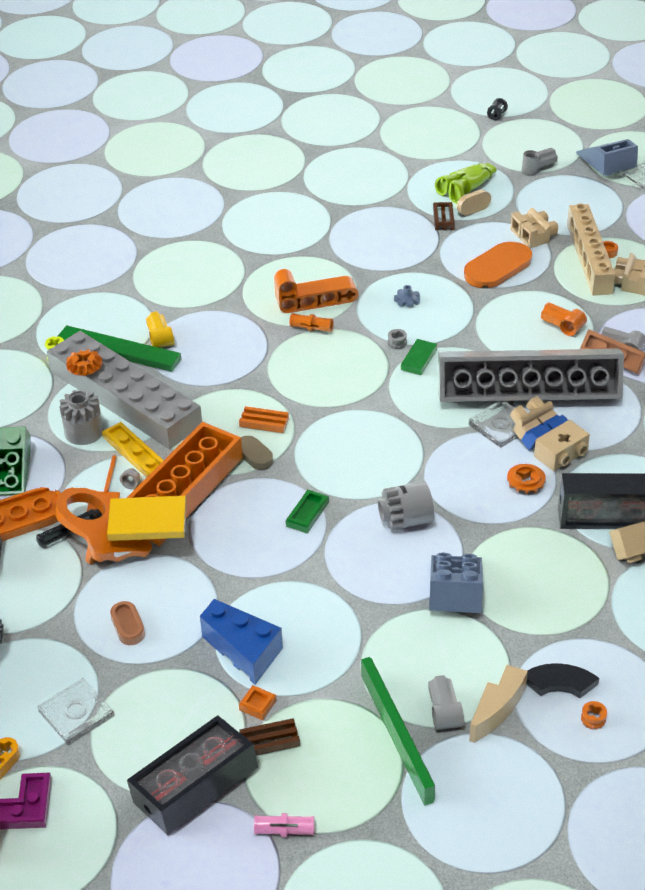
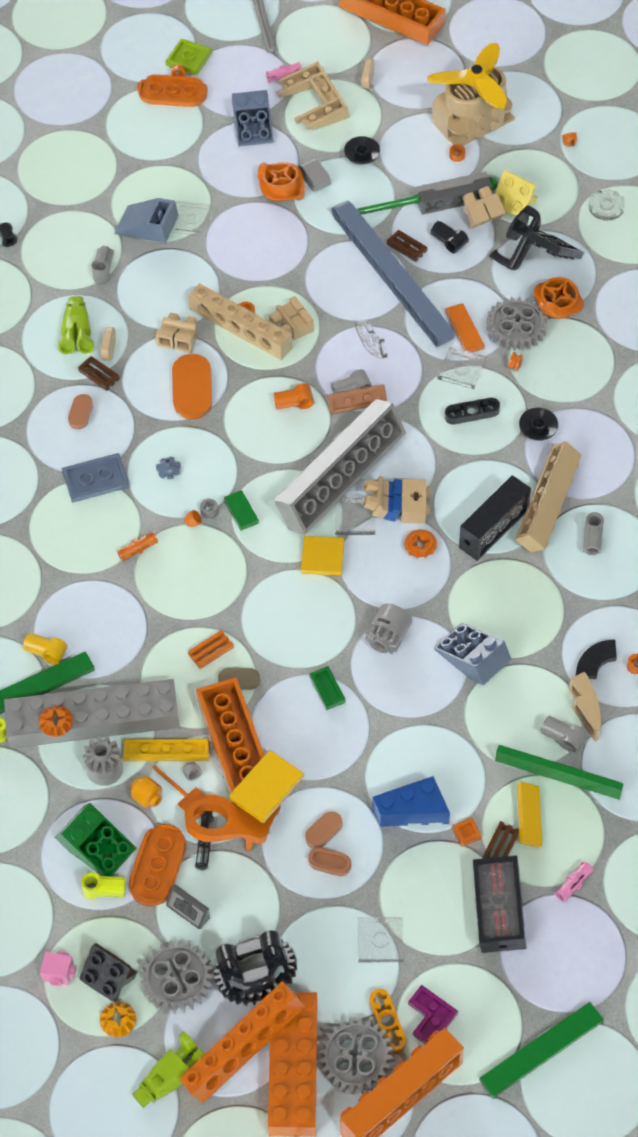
camera: 50 degrees left, 15 degrees up
(79, 462) = (146, 792): none -> light orange head
(156, 597) = (323, 830): none -> nougat tile
(312, 294) = (98, 534): orange beam -> none
(323, 737) = (529, 815): none -> yellow tile
(344, 263) = (95, 477): none -> sand blue tile
(375, 334) = (193, 519): none -> orange hinge
(396, 227) = (80, 411): none -> nougat tile
(436, 427) = (322, 555): none -> yellow tile

